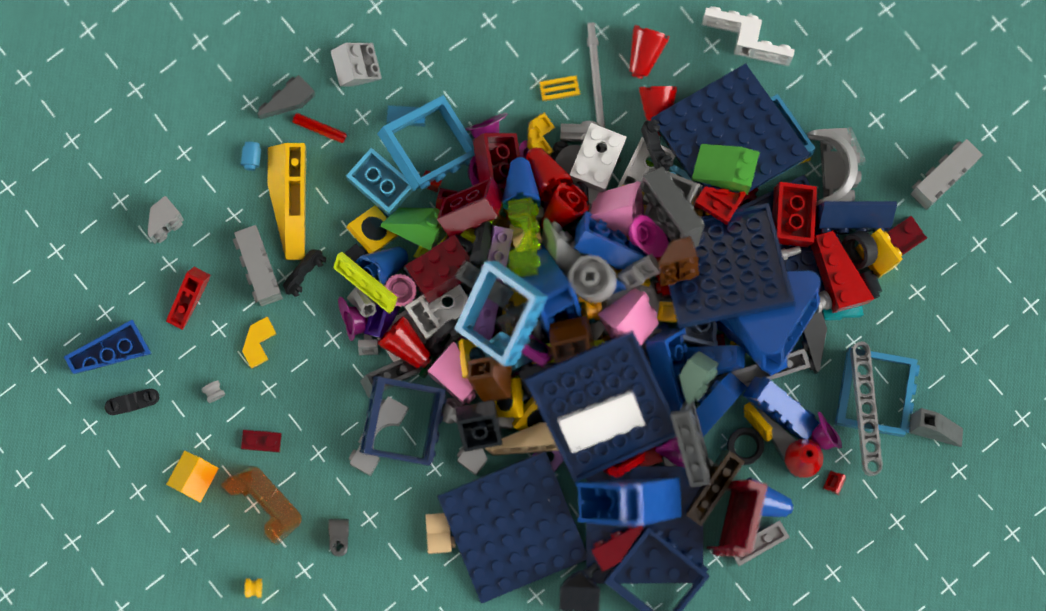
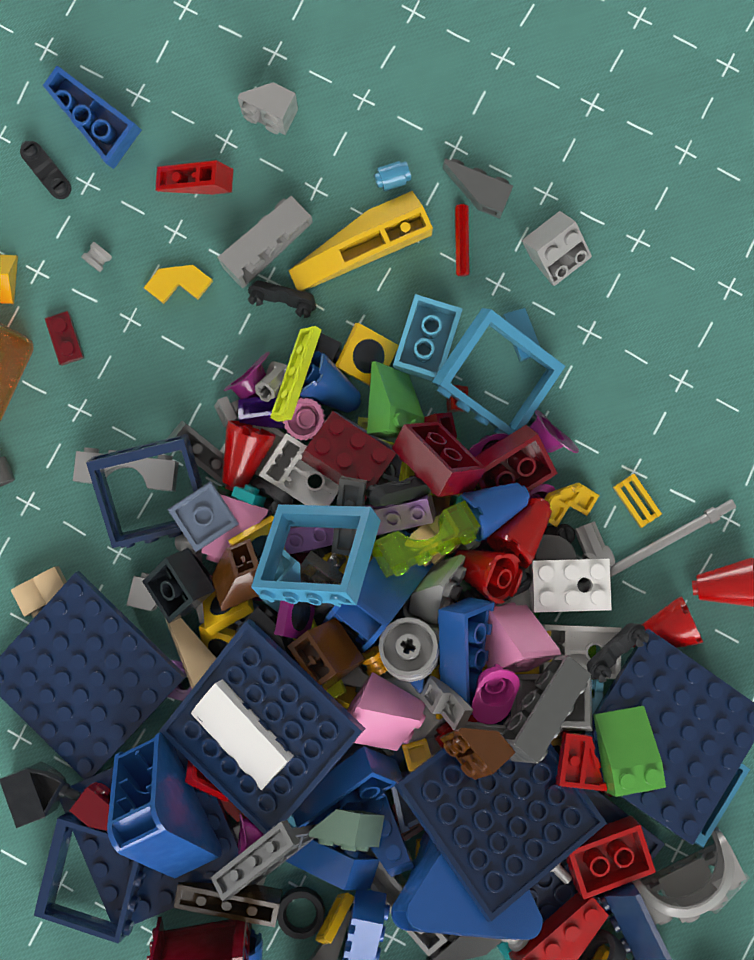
camera: 70 degrees right, 5 degrees up
(436, 350) = (249, 495): none -> teal plate
(438, 387) = (203, 516): none -> sand blue tile

